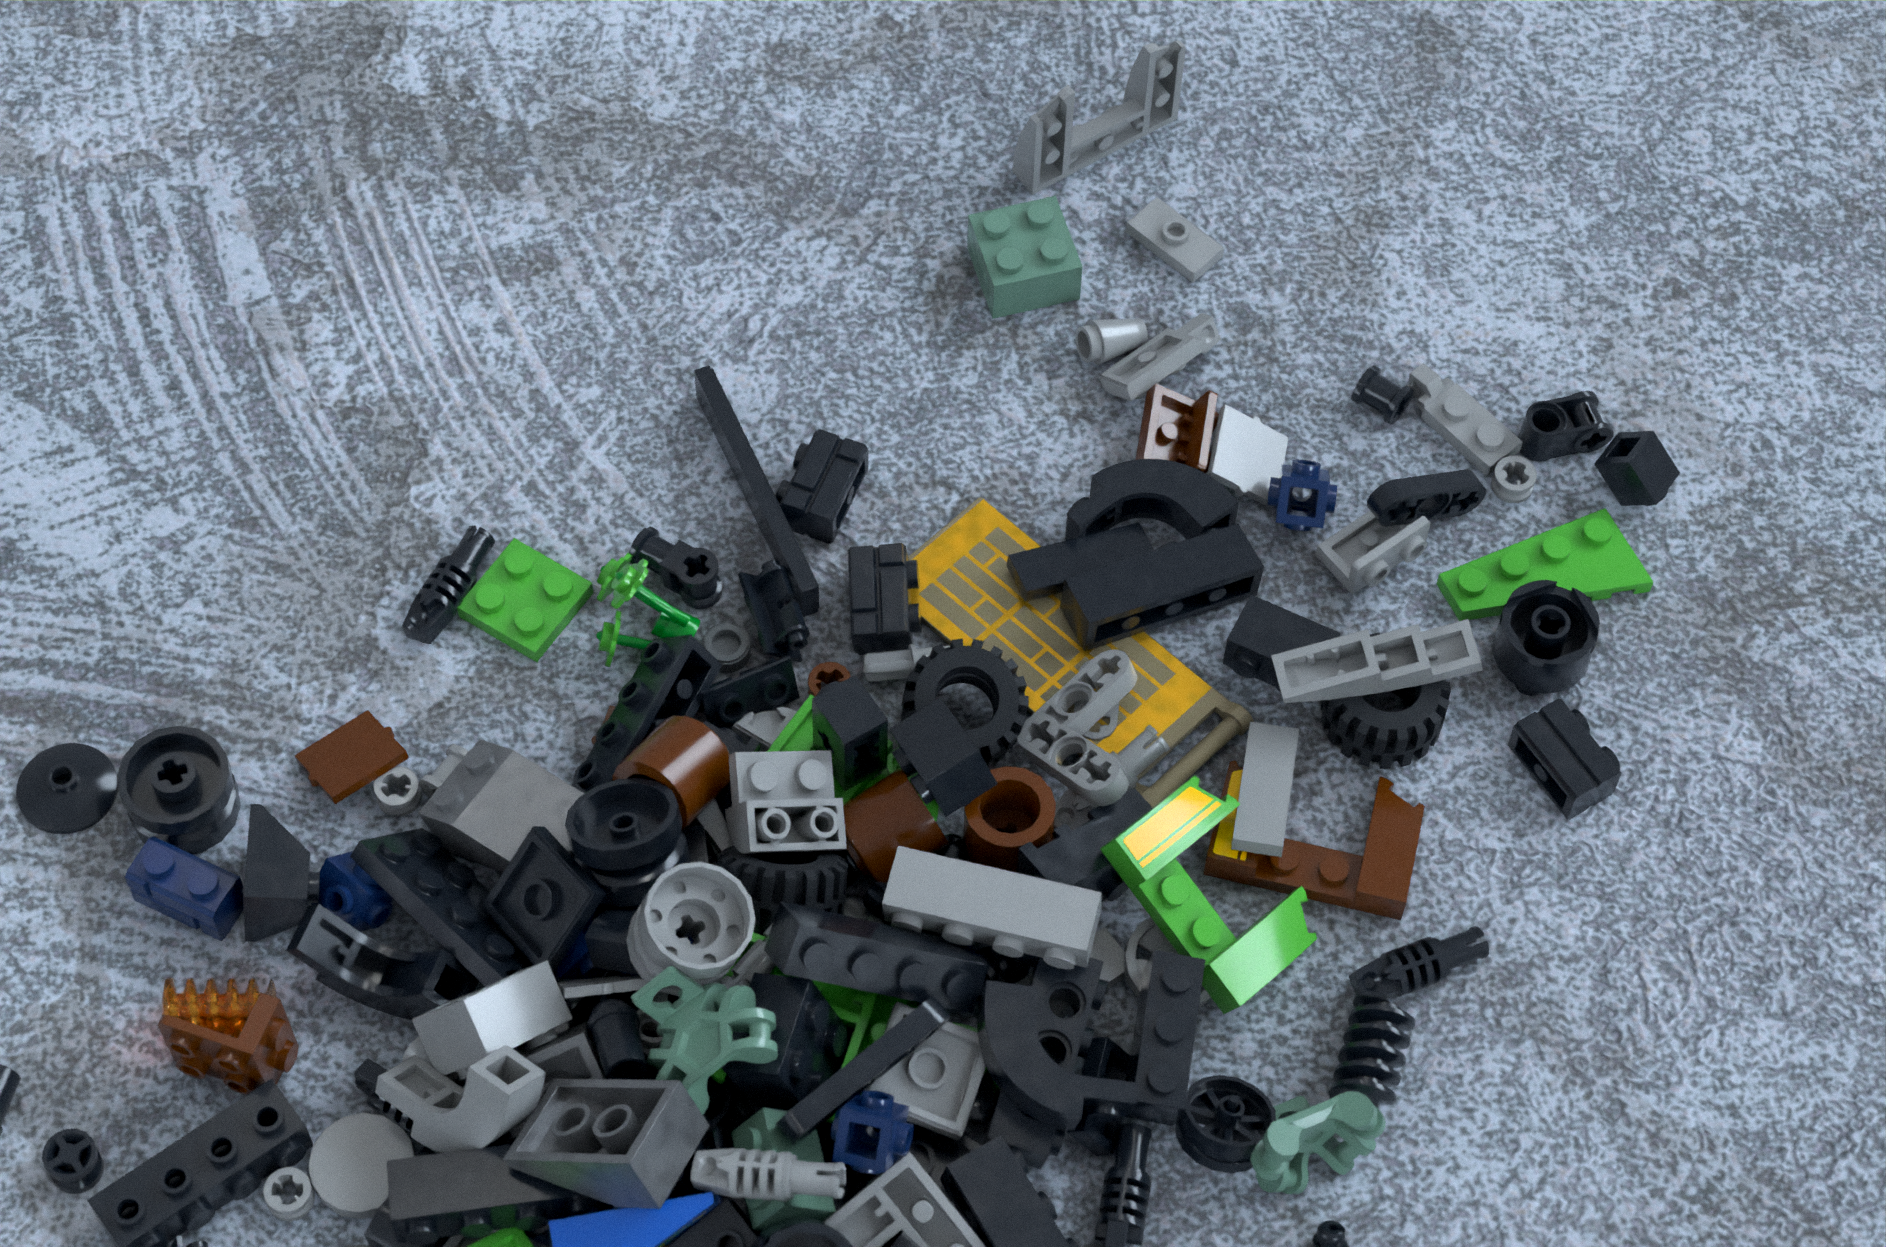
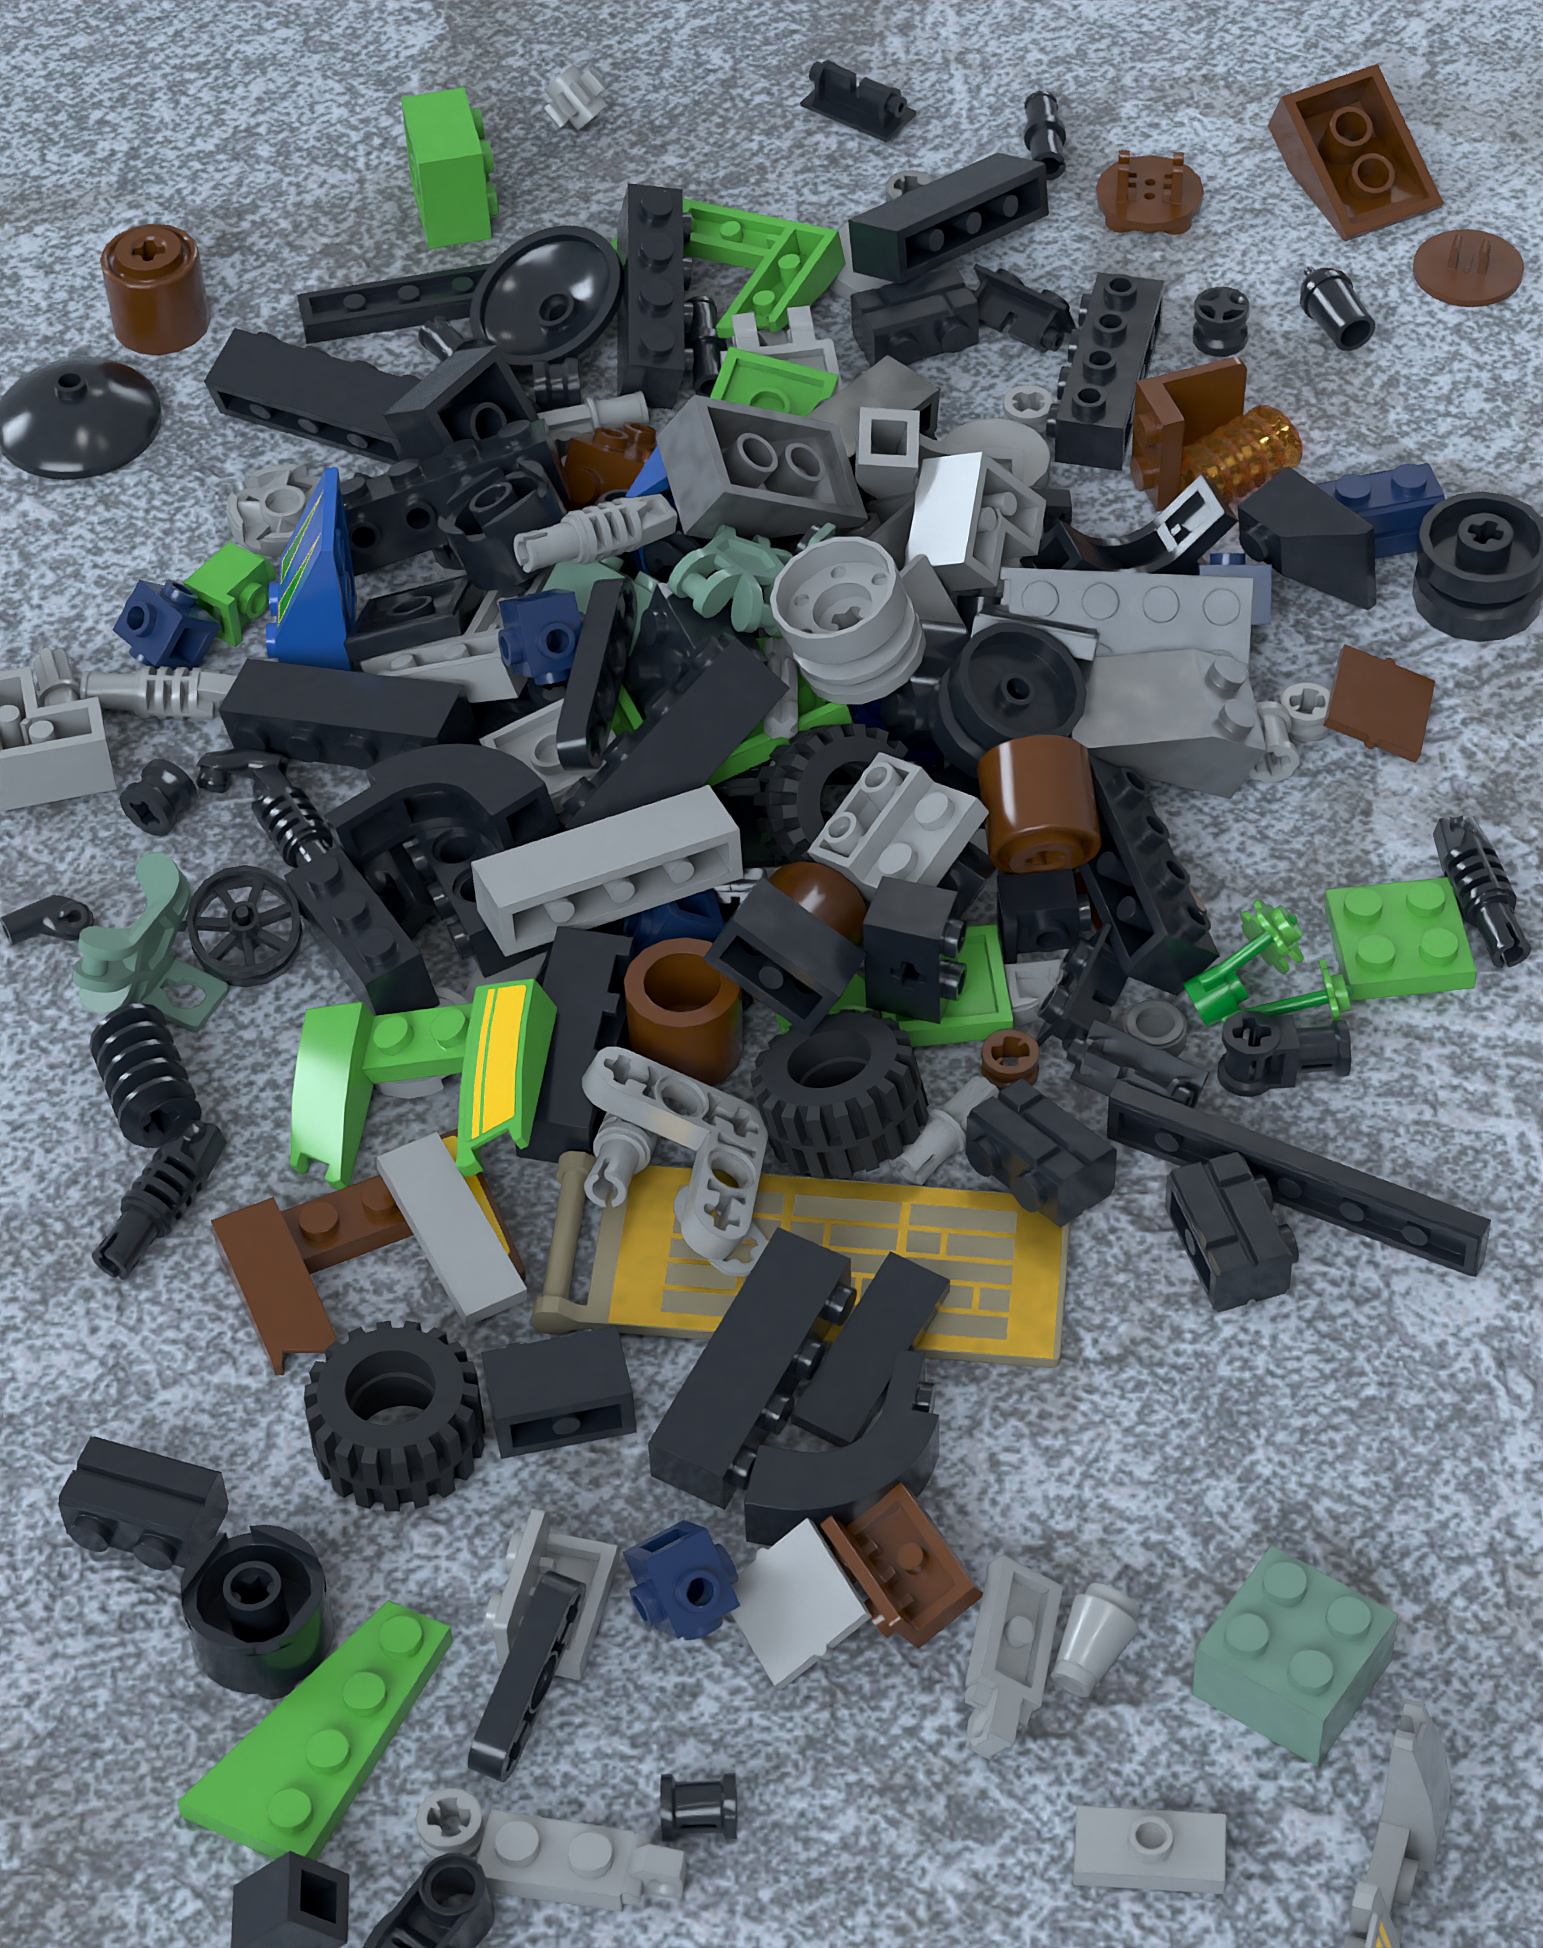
camera: 145 degrees right, 10 degrees down
(1376, 664) = (409, 1384): light grey slope -> none

